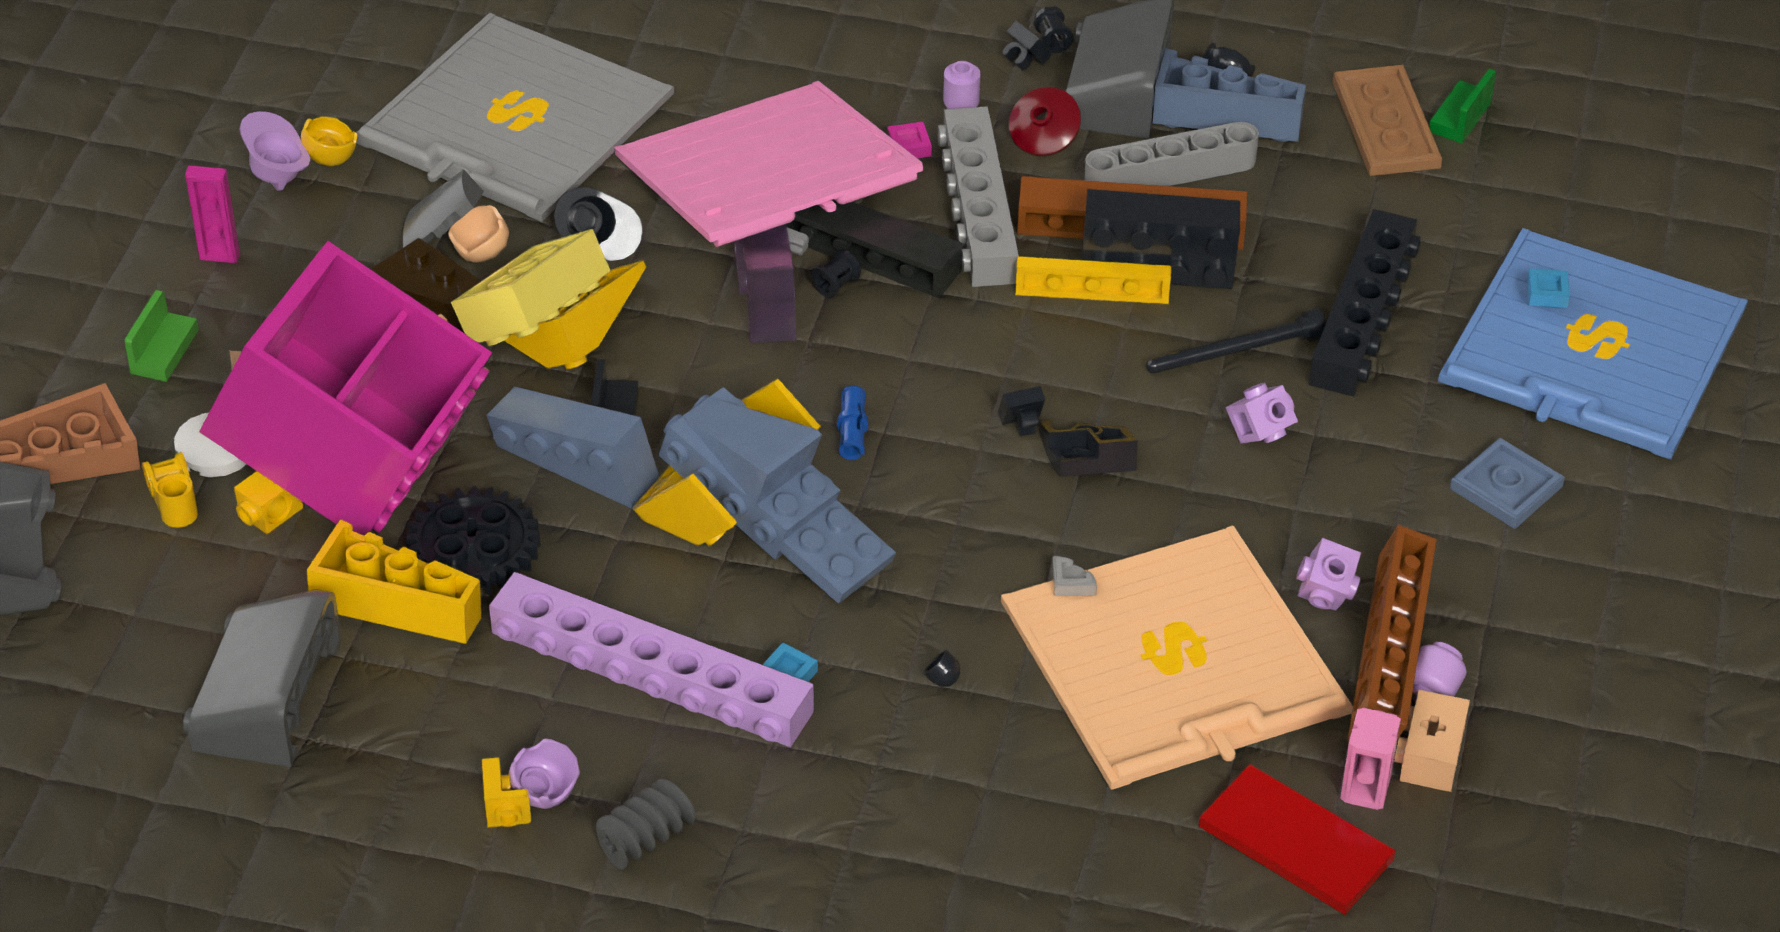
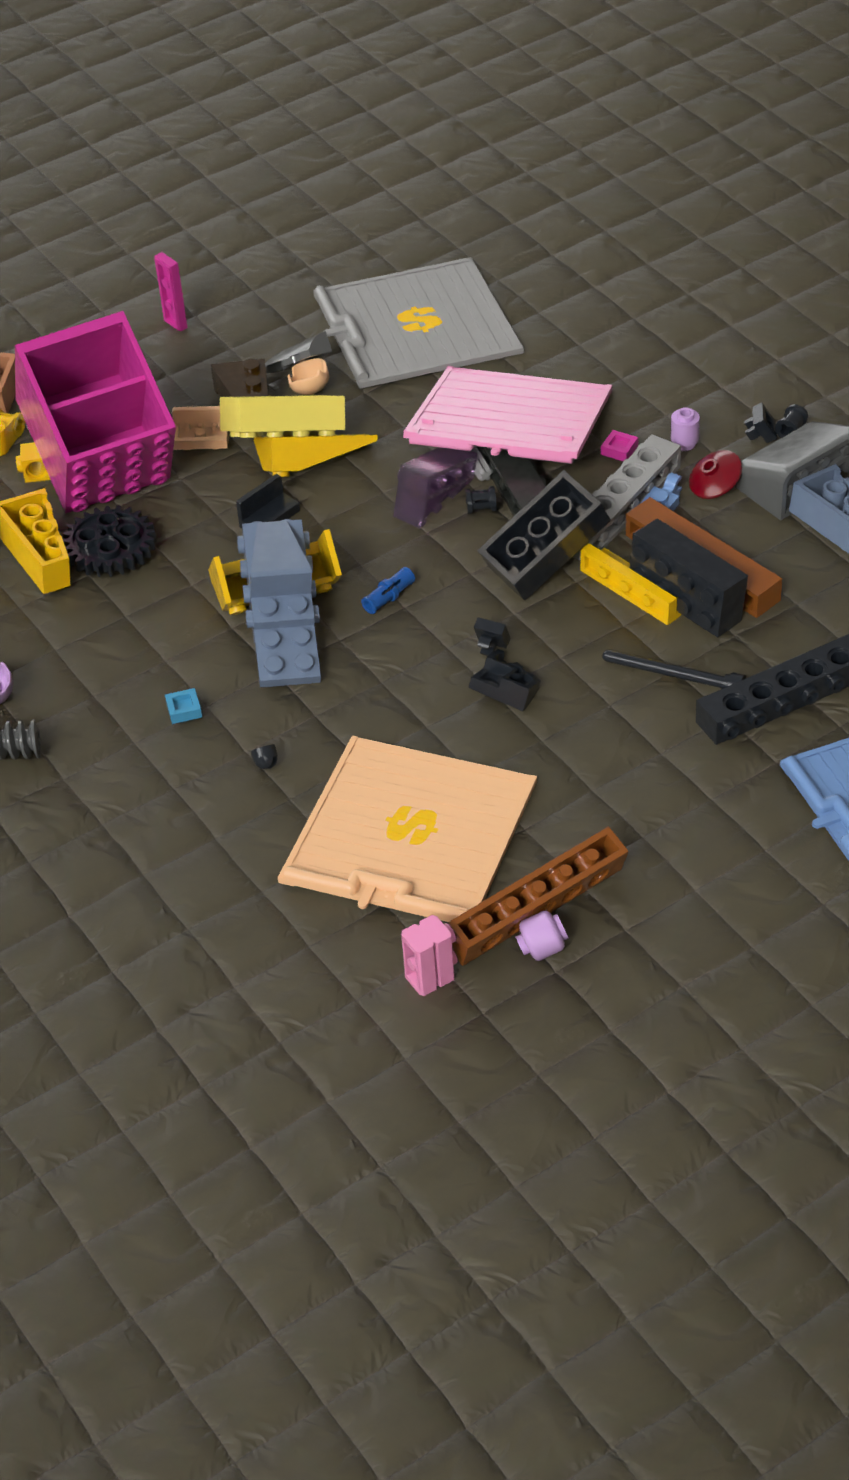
camera: 45 degrees right, 0 degrees up
(273, 148) = (256, 273): lavender piece -> none
(328, 141) = (293, 285): yellow hair -> none
(577, 441) = (216, 512): sand blue wedge -> none
(612, 221) = (376, 401): black piece -> none
(652, 659) = (119, 659): lavender brick -> none
(977, 270) = (544, 535): none -> black brick
(1014, 169) = (669, 493): none -> medium blue plate
(1072, 579) = (398, 748): light grey tile -> none
(1177, 157) = (771, 537): light grey beam -> none
(1262, 414) = (616, 718): lavender brick -> none
(1297, 839) = (346, 979): red tile -> none
(1329, 575) = (546, 836): lavender brick -> none
(1433, 740) = (493, 973): light nougat brick -> none
(1507, 483) = (746, 852): sand blue tile -> none

